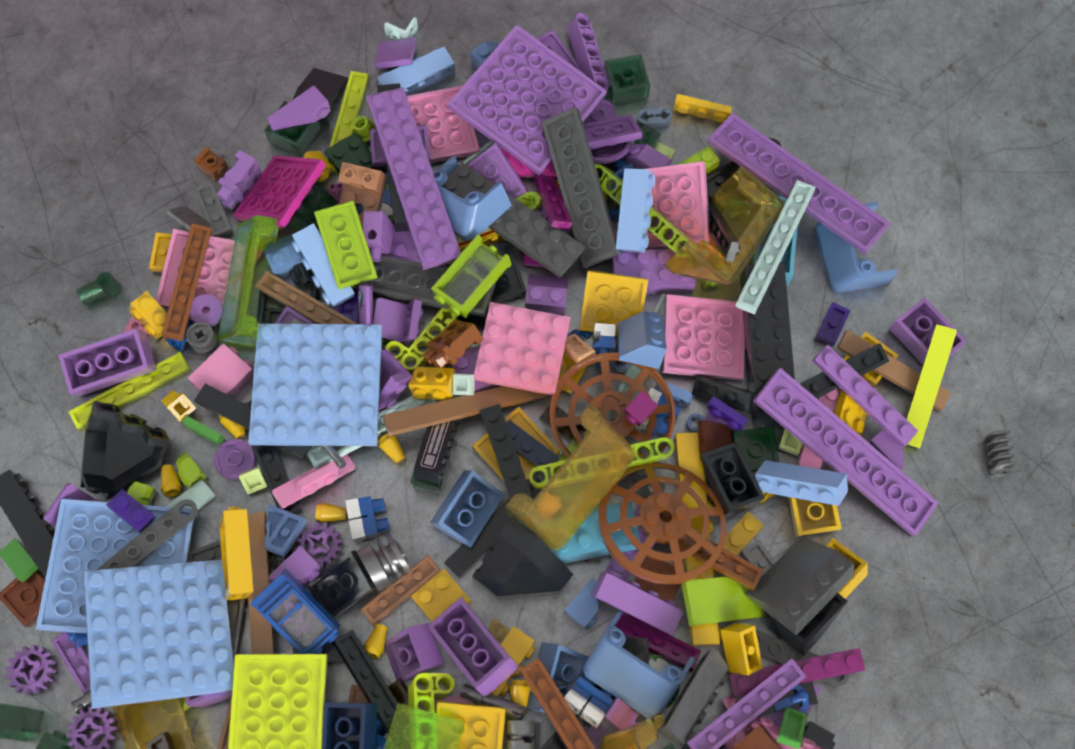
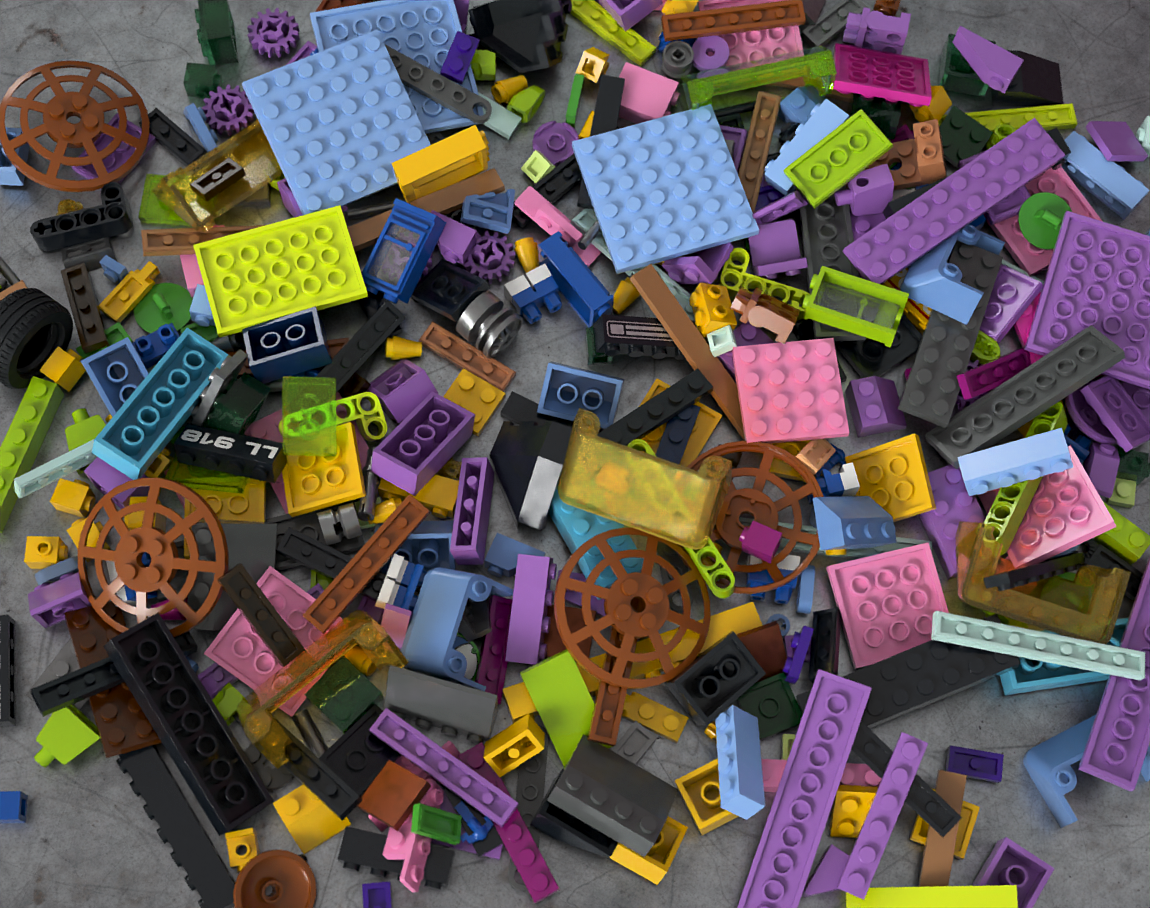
camera: 70 degrees right, 0 degrees up
(371, 480) = (576, 280): none -> blue door
(441, 123) = (1042, 218): none -> bright green shield
(541, 624) = (472, 511): none -> medium lavender brick

